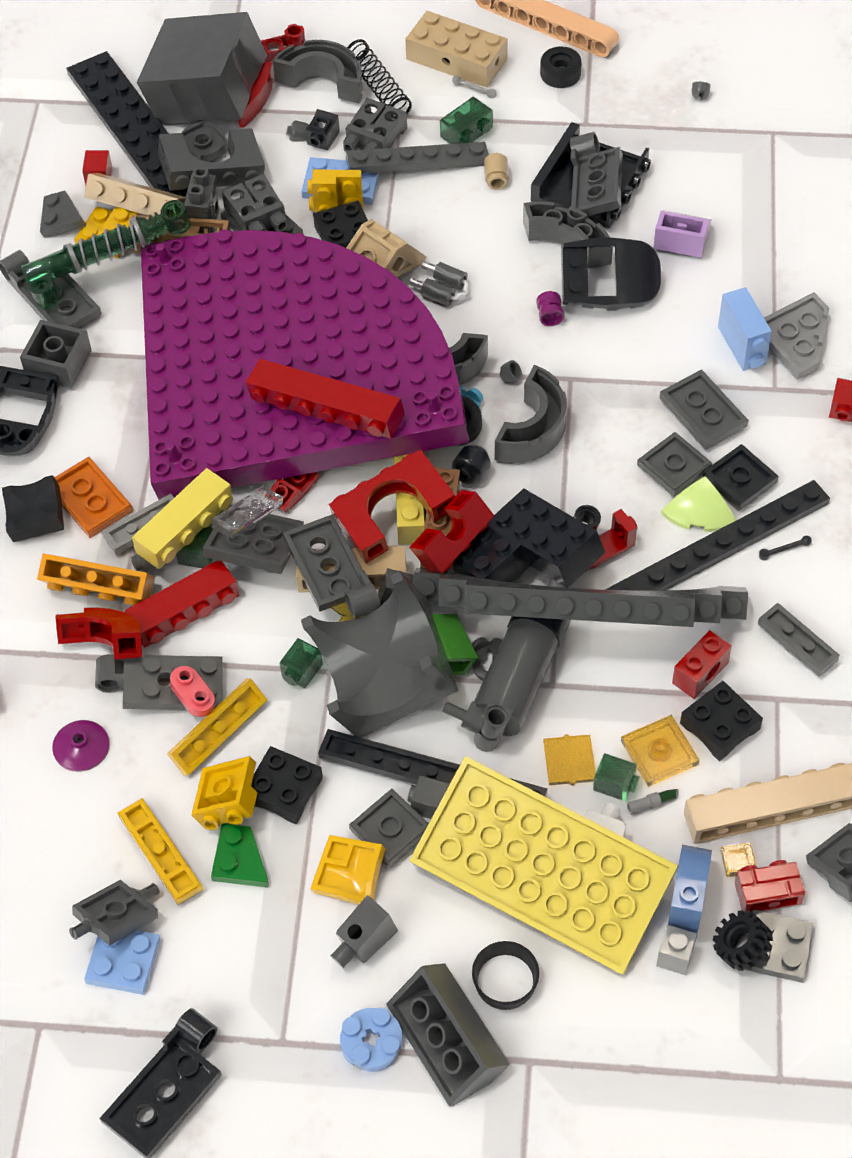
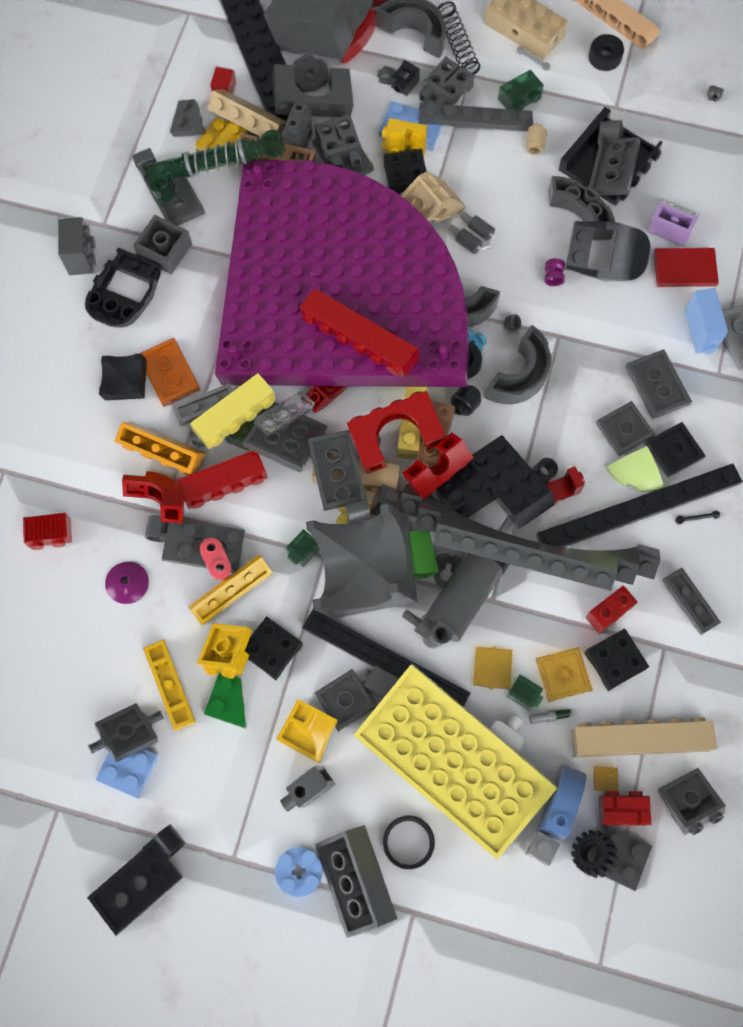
camera: 10 degrees right, 15 degrees up
(706, 278) = (685, 267): none -> red tile

